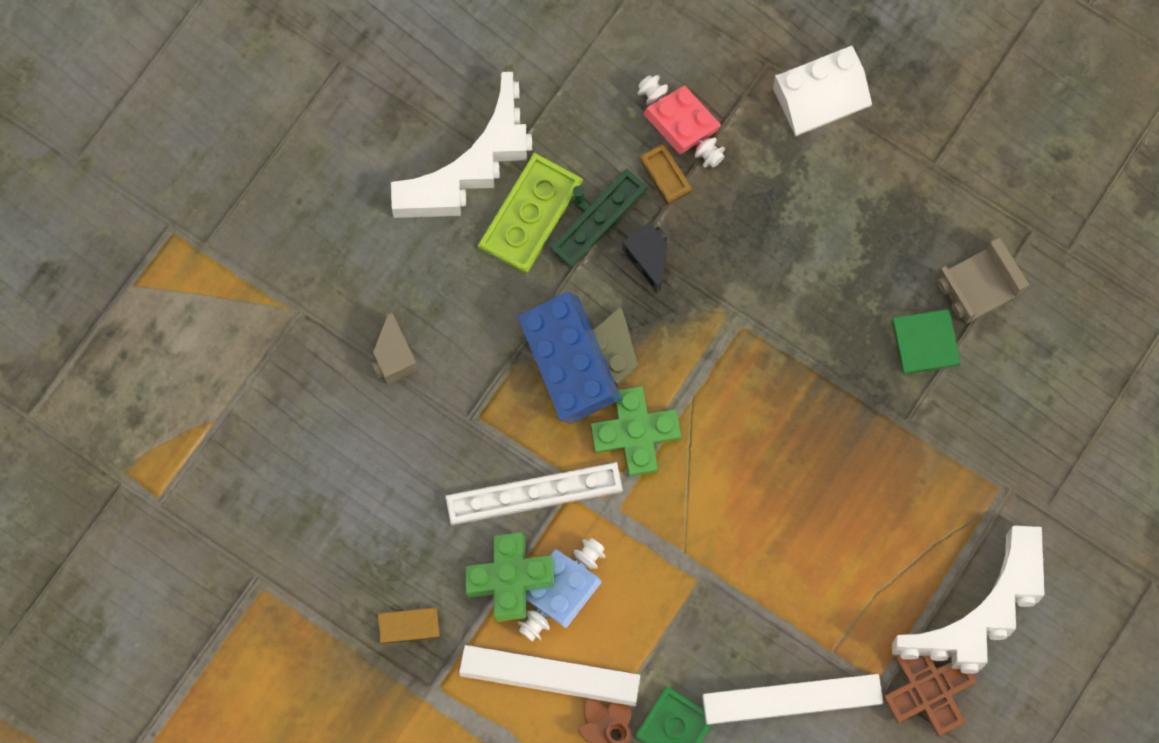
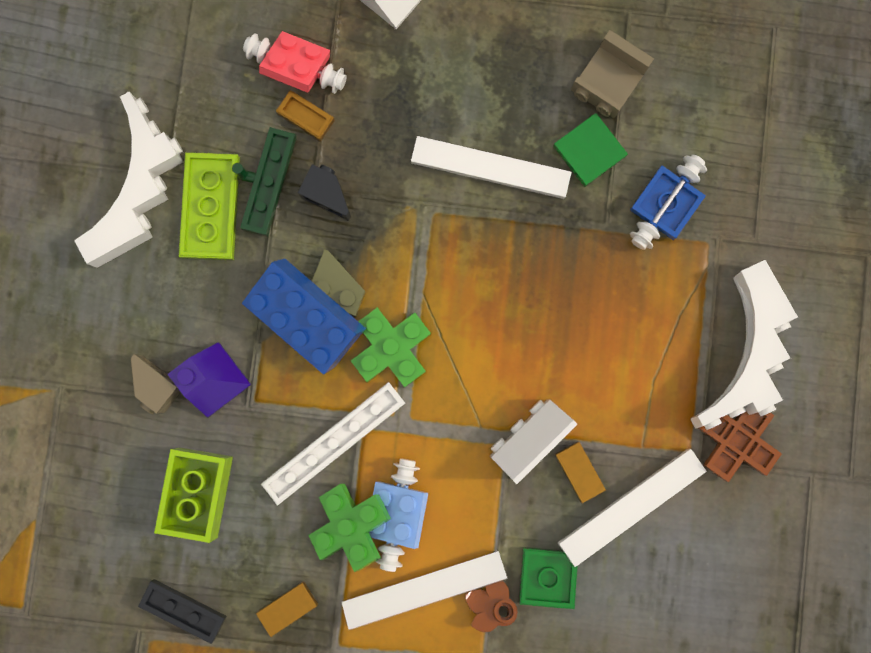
camera: 25 degrees left, 10 degrees up
(310, 575) = (182, 611): none -> black plate
(380, 470) = (193, 494): none -> lime brick
(448, 374) = (209, 379): none -> dark purple slope
(726, 583) = (531, 439): none -> white slope
(758, 642) = (580, 472): none -> pearl gold tile
(820, 310) = (491, 167): none -> white tile
(976, 428) = (668, 202): none -> blue plate

